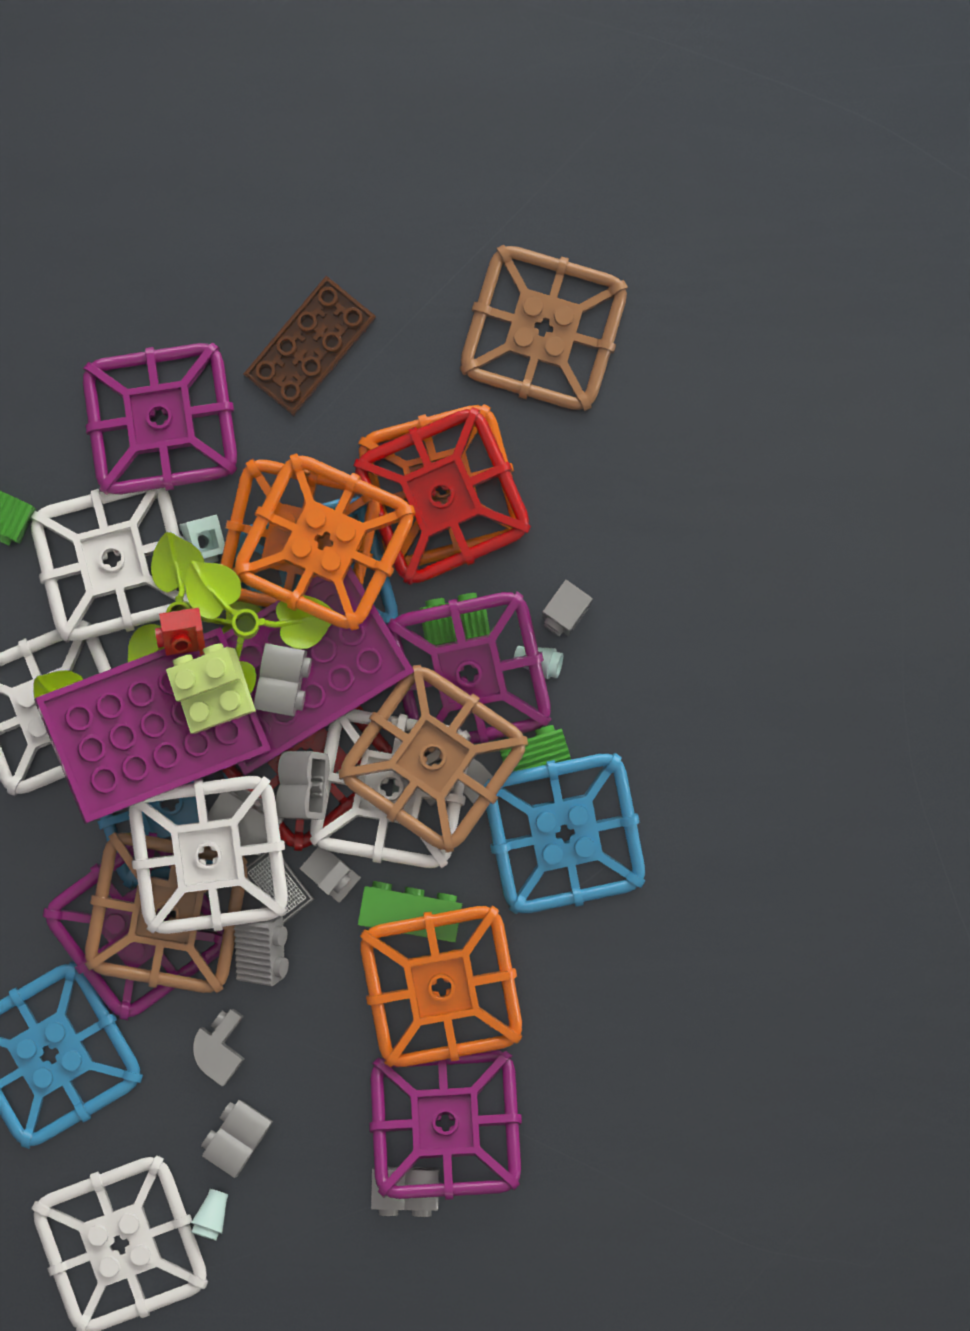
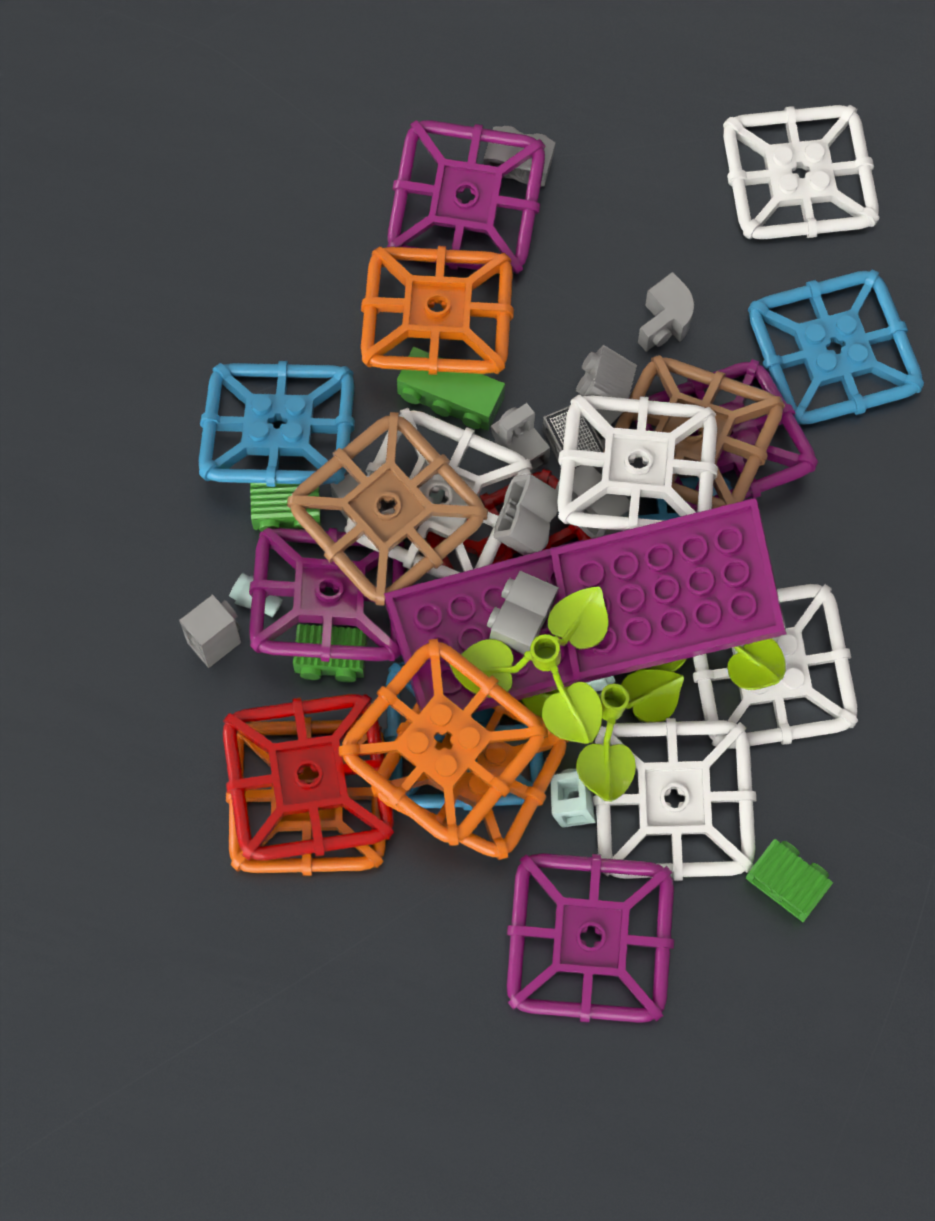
camera: 170 degrees left, 15 degrees down
(181, 632) = (616, 671): red brick -> none
(210, 687) = (597, 606): yellowish green plate -> none
(210, 1216) = (710, 172): light aqua cone -> none
(236, 1138) = (669, 232): light grey brick -> none
(309, 345) = (408, 982): reddish brown tile -> none
(562, 317) = (154, 961): medium nougat plate -> none

